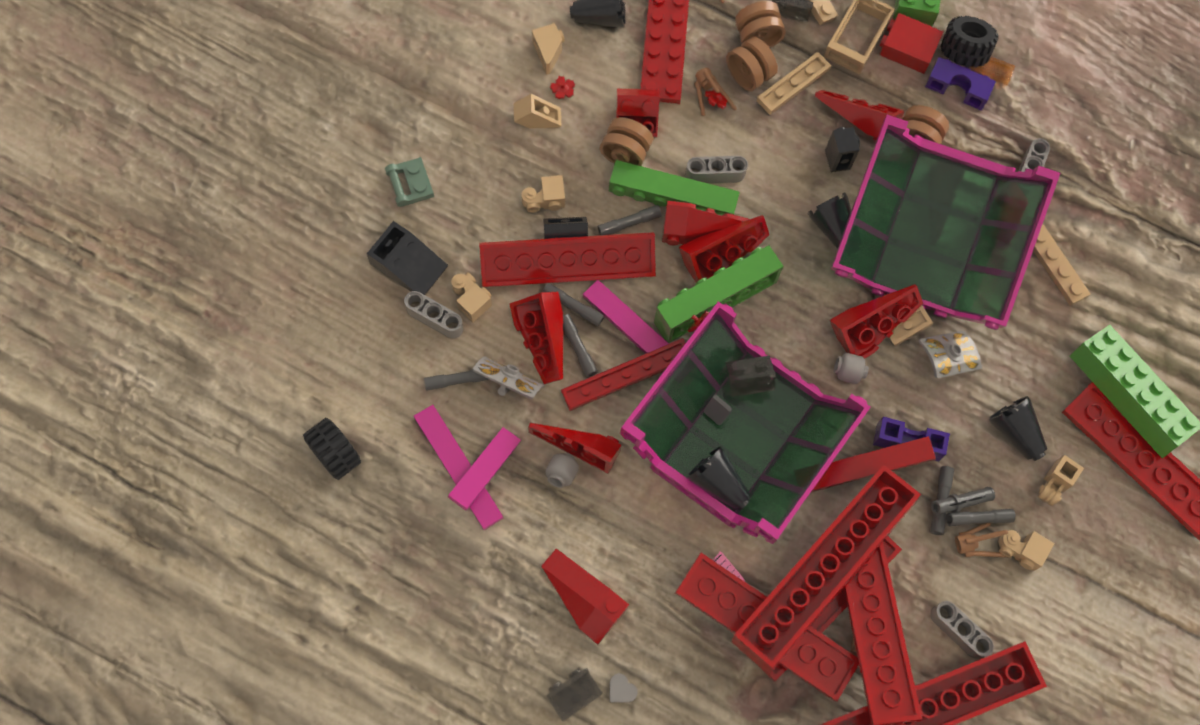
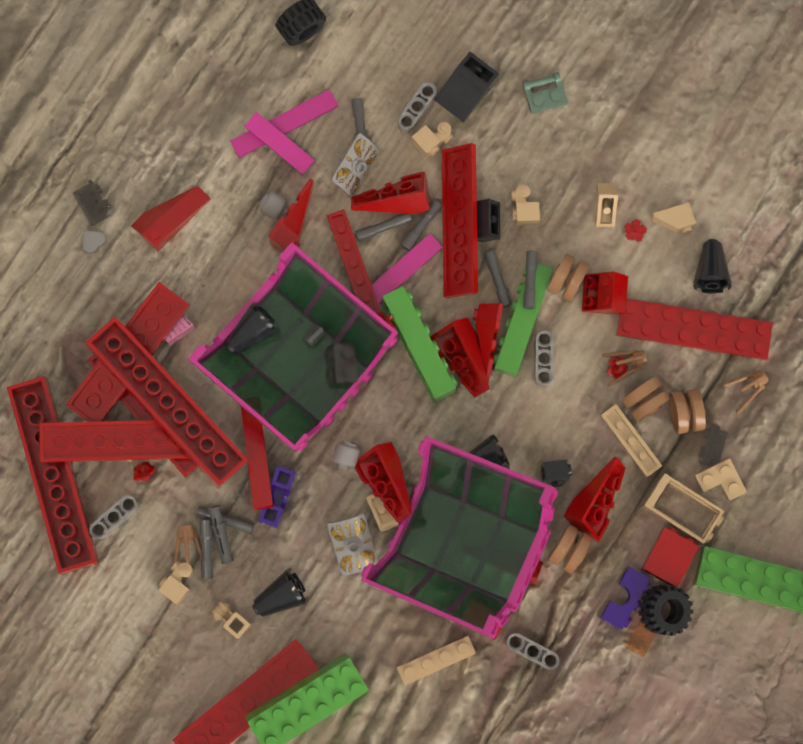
camera: 95 degrees right, 10 degrees up
(619, 179) = (531, 266): none -> dark grey piece
(903, 599) = (142, 471): none -> red plant

